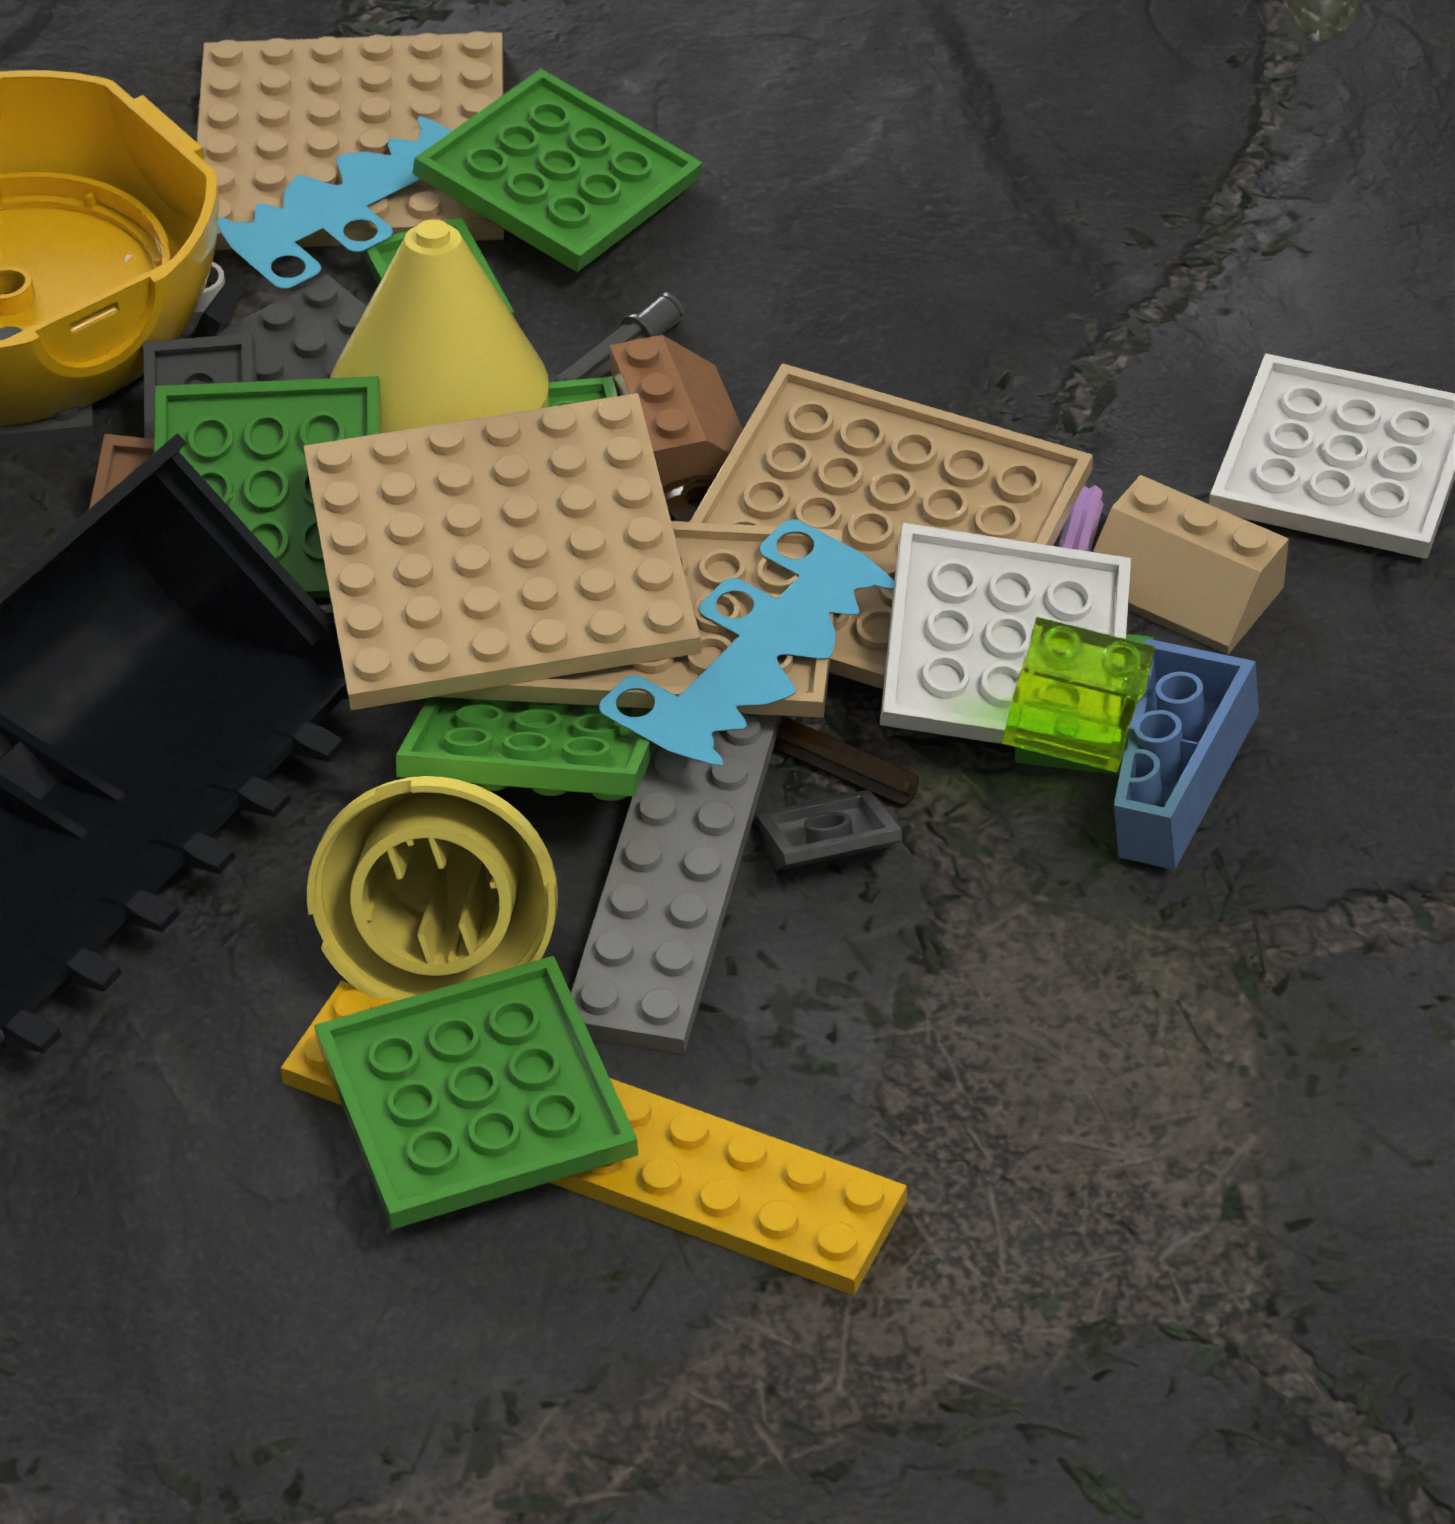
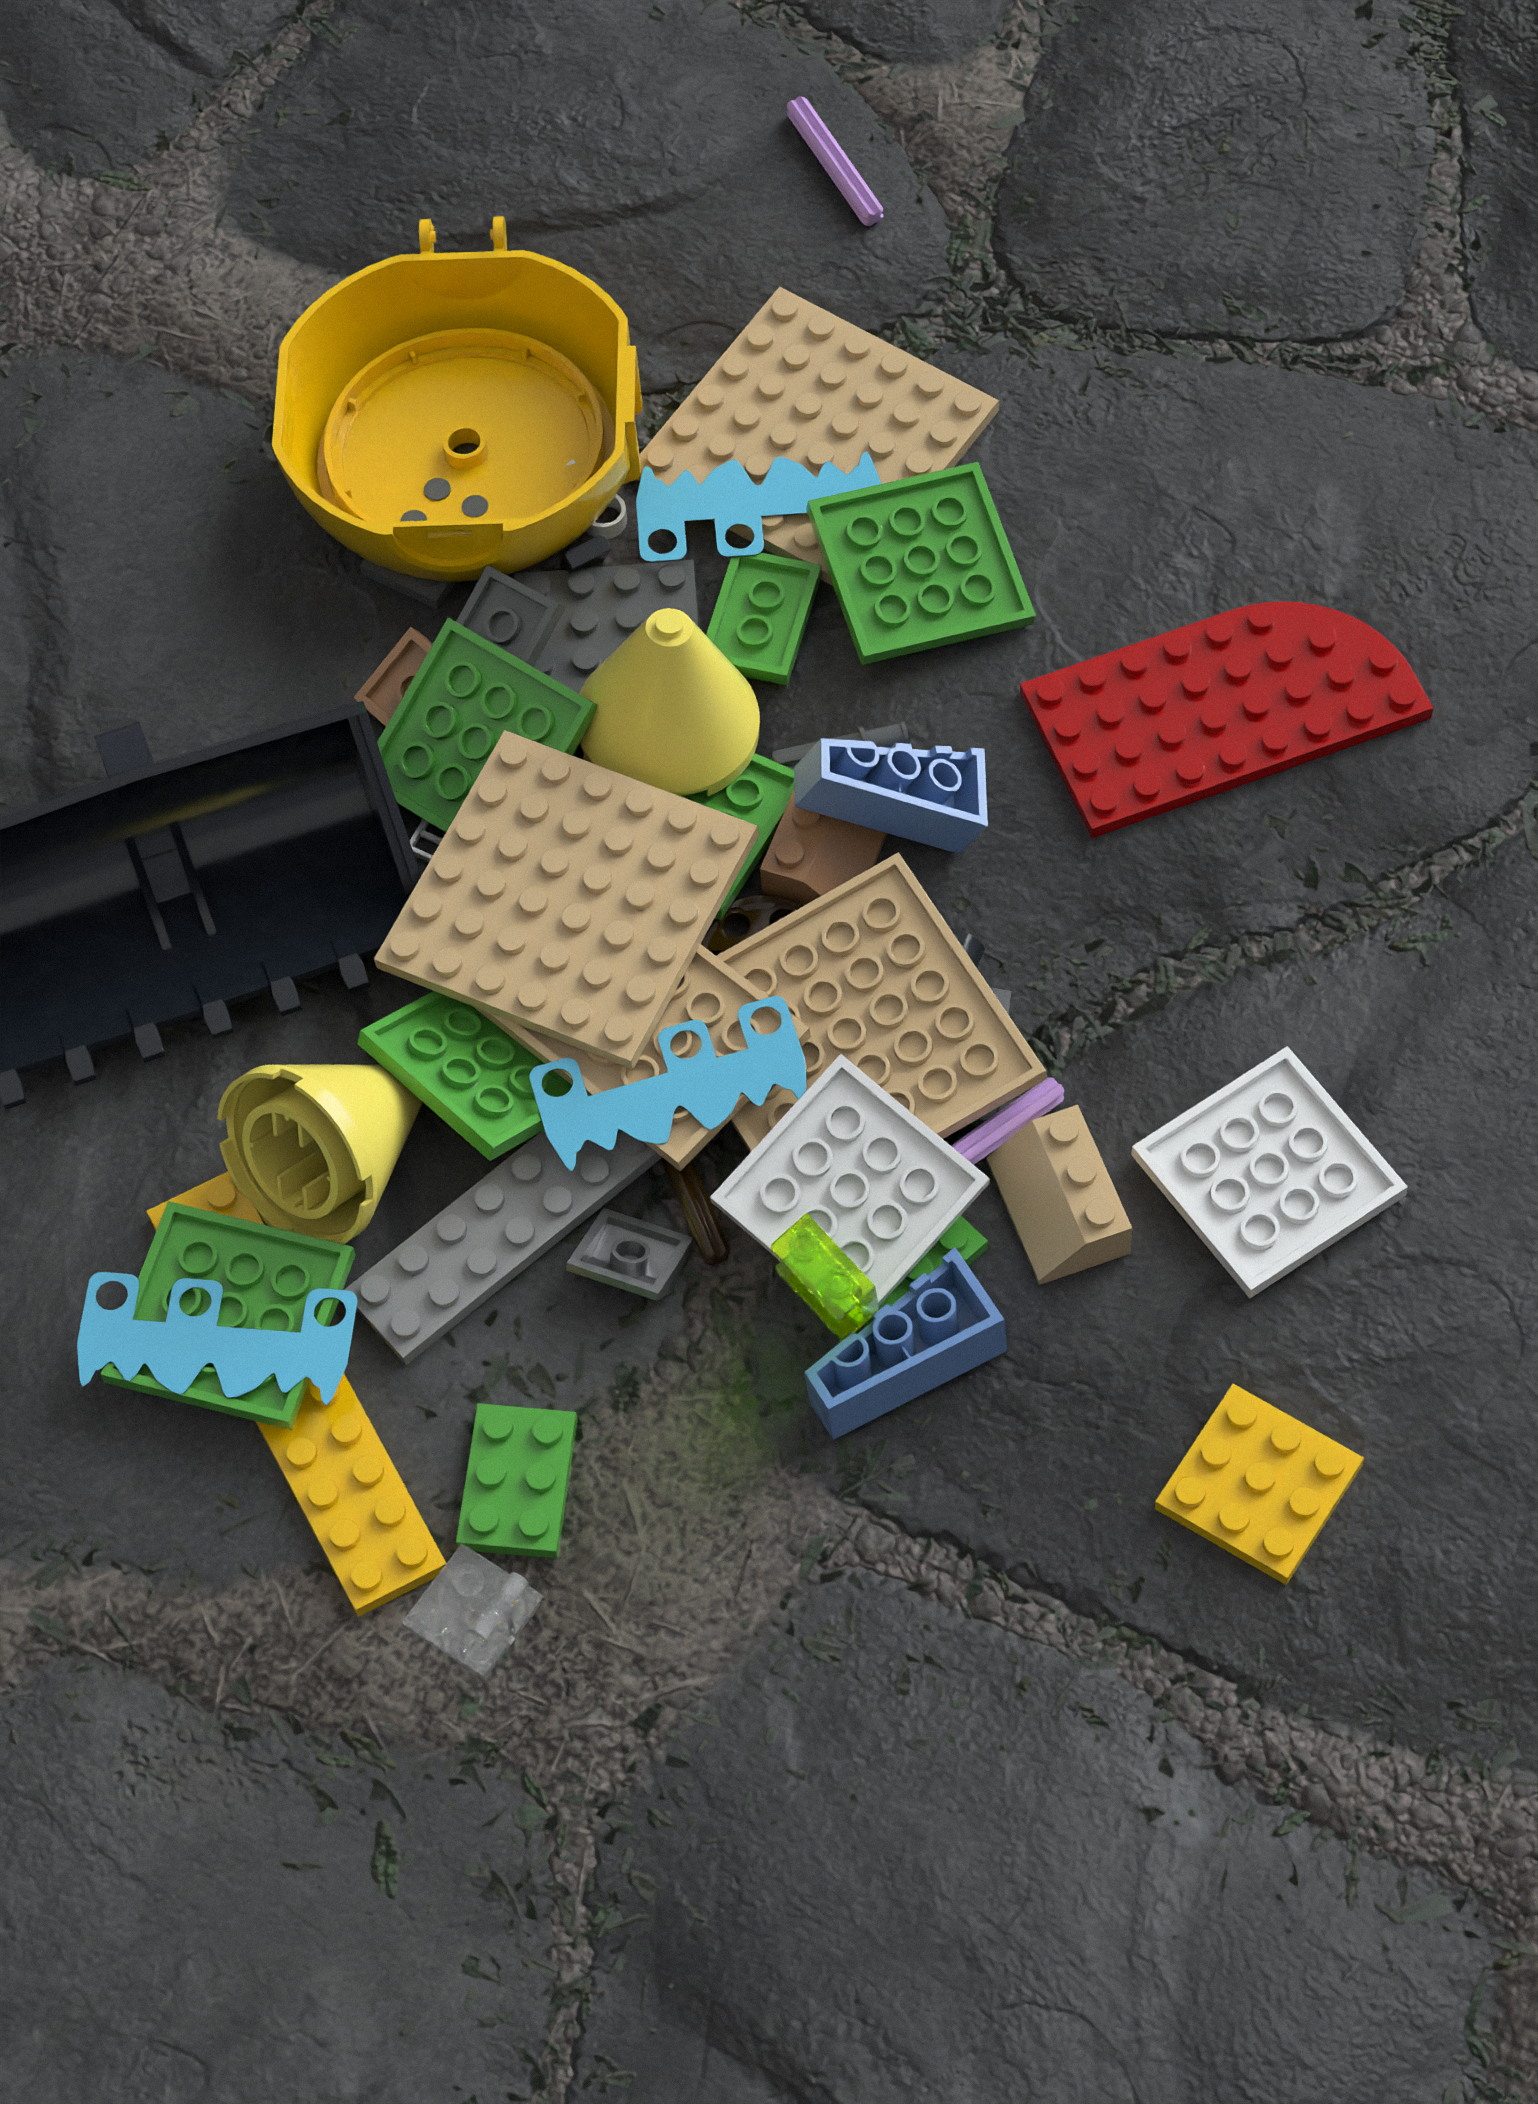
camera: 40 degrees right, 15 degrees up
(463, 1135) = (186, 1343): none -> medium azure piece
(727, 324) = (897, 790): none -> medium blue wedge
(902, 1081) = (517, 1480): none -> bright green plate
(930, 160) = (1218, 707): none -> red plate
(979, 1207) = (473, 1611): none -> clear plate

